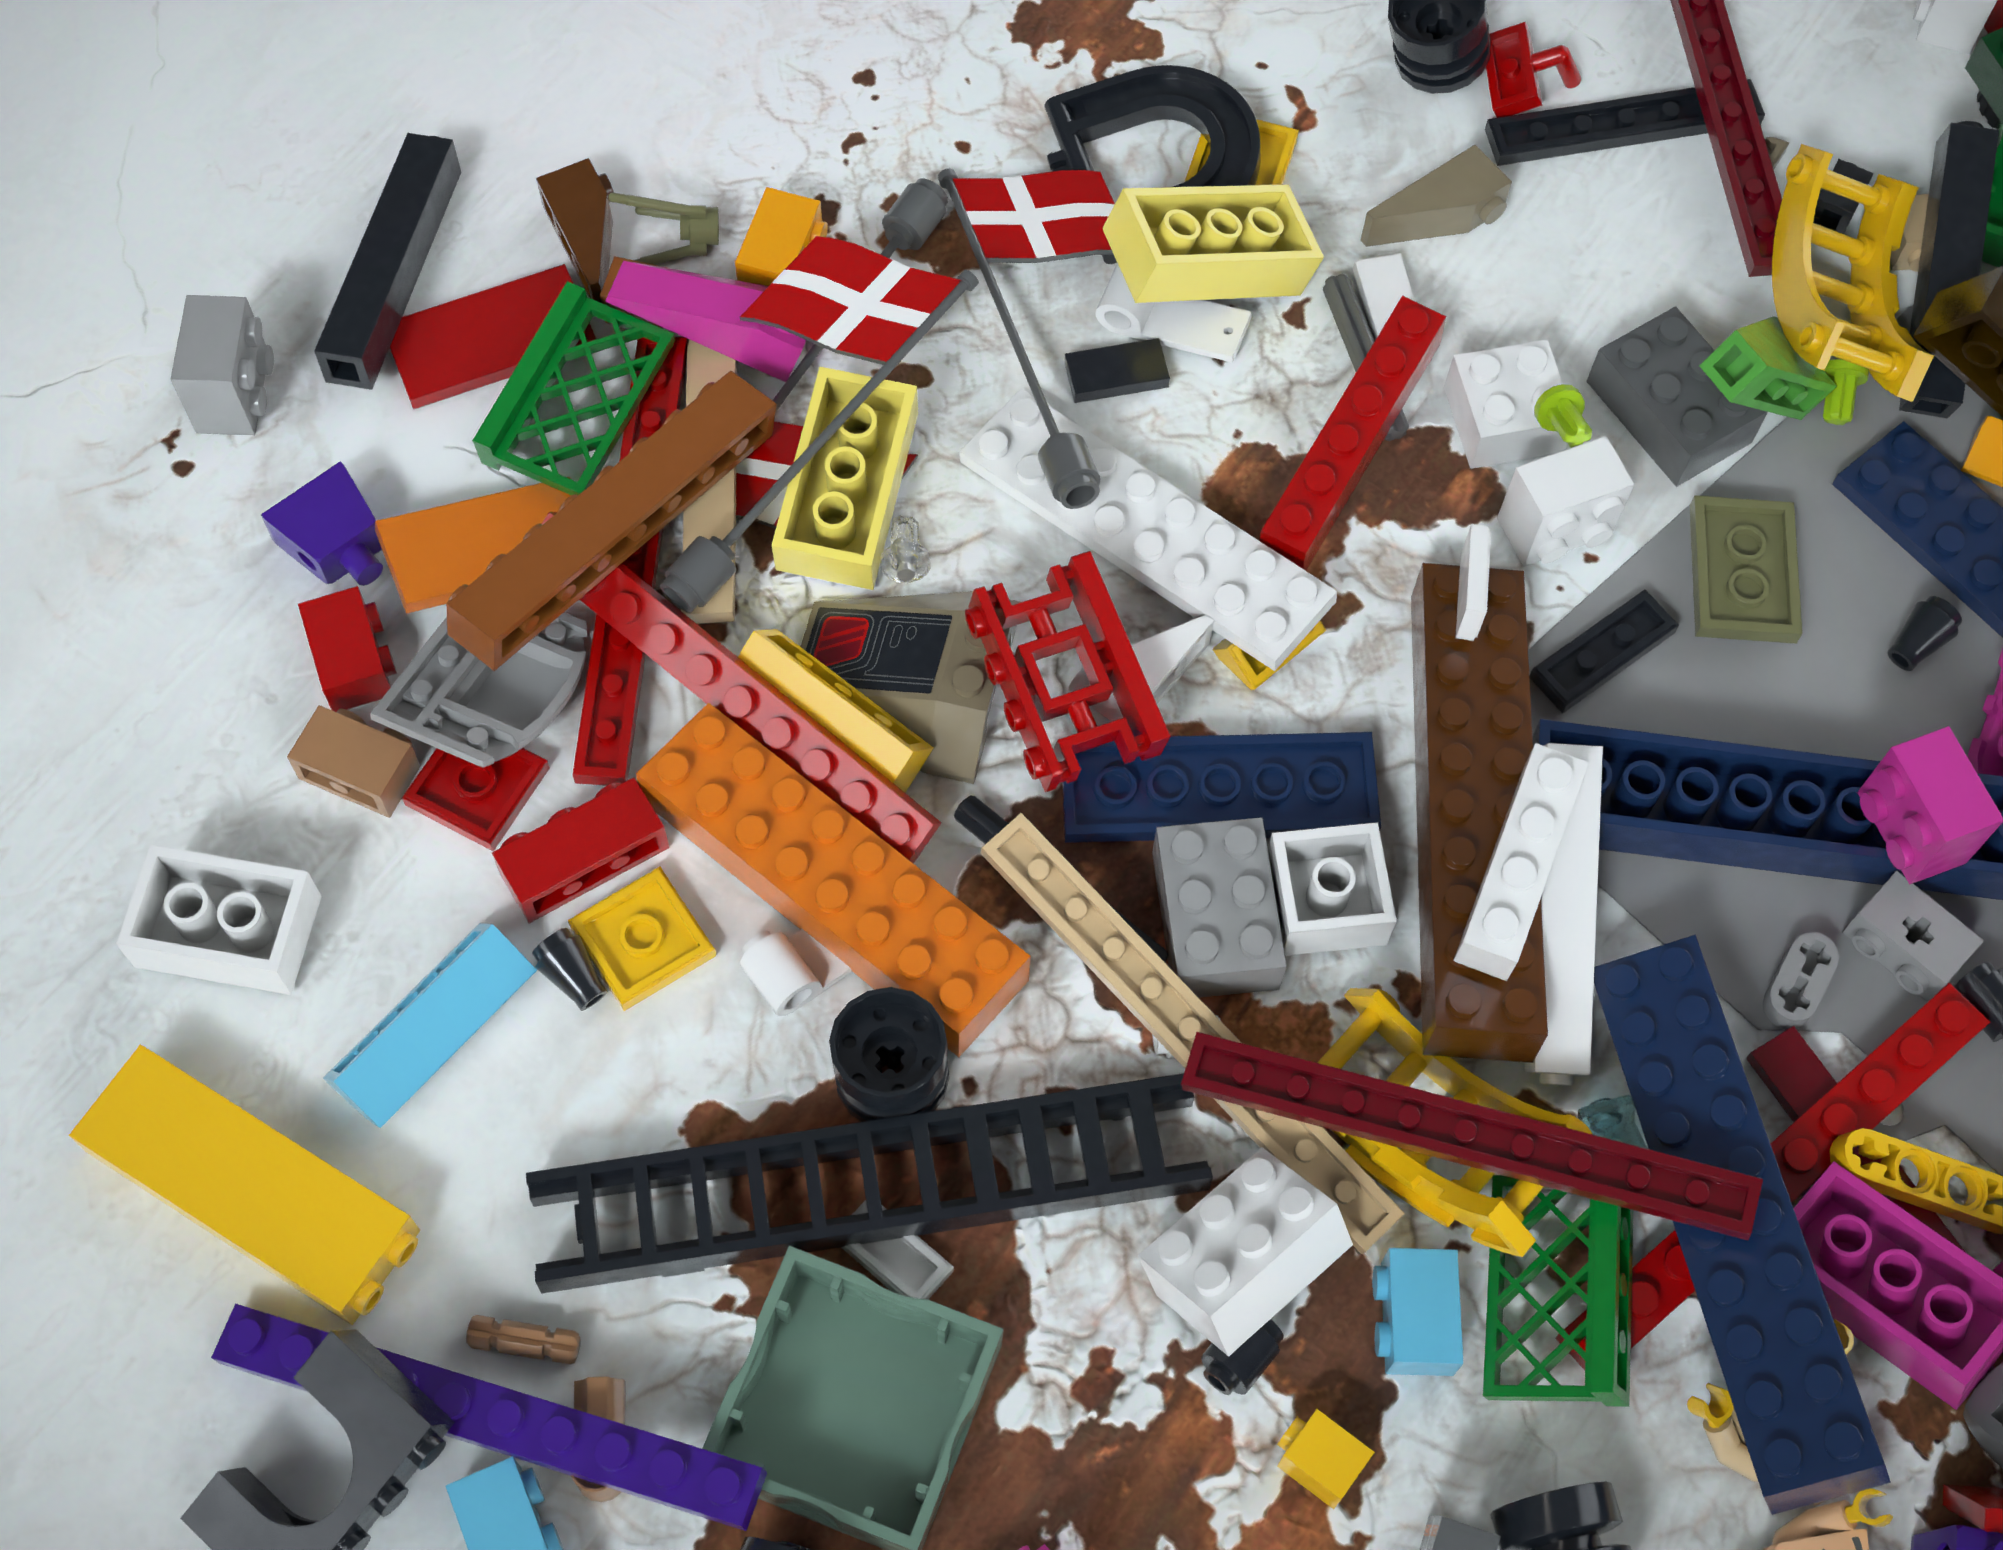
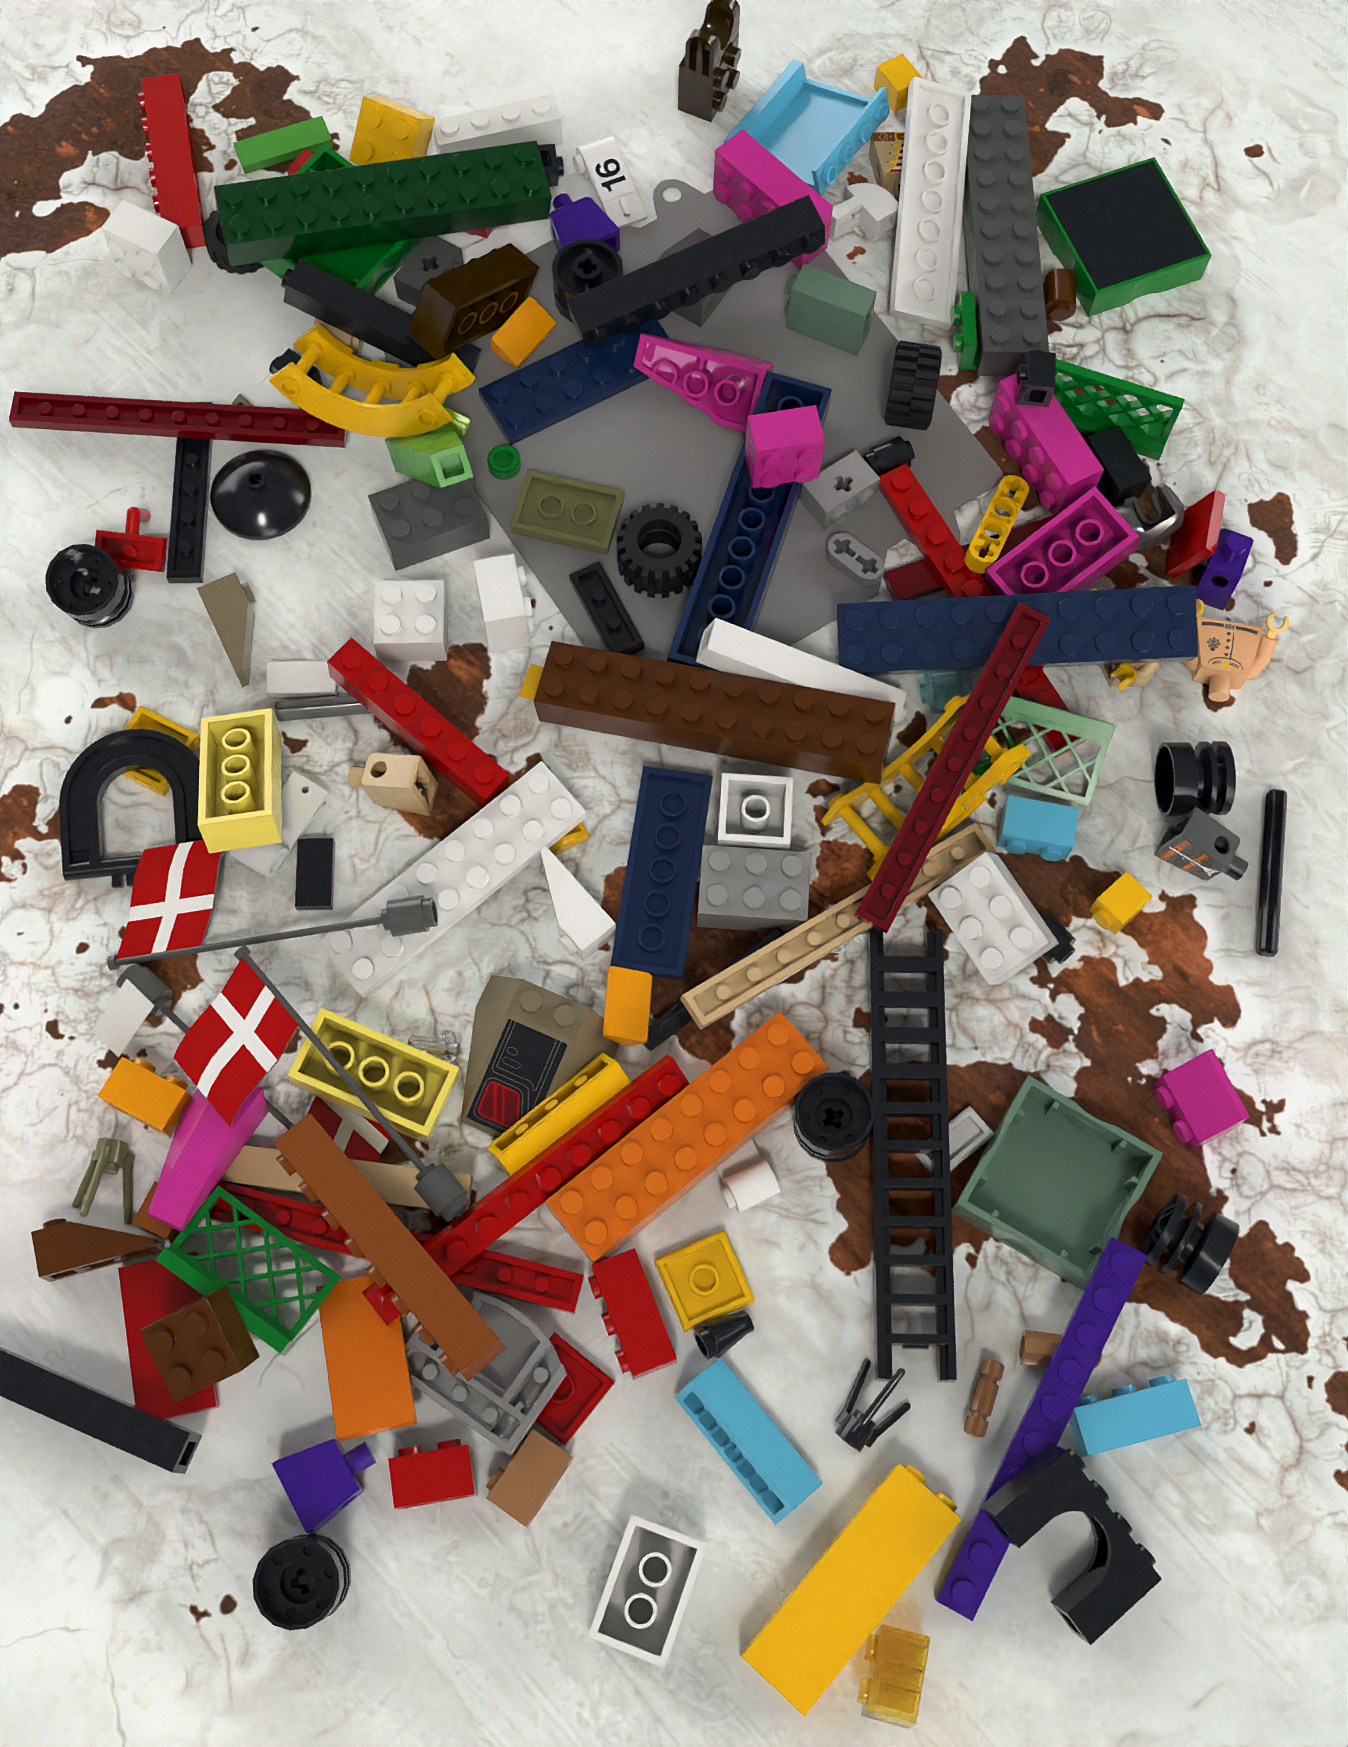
camera: 80 degrees left, 5 degrees up
(128, 1252) = (894, 1676): none -> clear yellow brick
(203, 521) = (279, 1591): none -> black wheel
(221, 365) = (156, 1557): light grey brick -> none
(465, 1163) = (857, 1428): none -> black plant
(469, 347) = (199, 1344): none -> reddish brown brick
(875, 199) = (122, 1018): none -> white sticker
(996, 770) = (627, 1006): none -> light orange slope
(1103, 654) = (570, 918): red fence -> none
(1265, 408) = (396, 782): none -> tan torso
(1473, 582) = (567, 669): white tile -> none
(1521, 862) = (791, 683): white brick -> none
(1561, 411) = (442, 584): lime piece -> none
(1648, 202) = (264, 508): none -> black dish
(1730, 660) = (664, 527): none -> black tyre
(1800, 478) = (504, 462): none -> green tile
(1925, 631) = (634, 422): black cone -> none

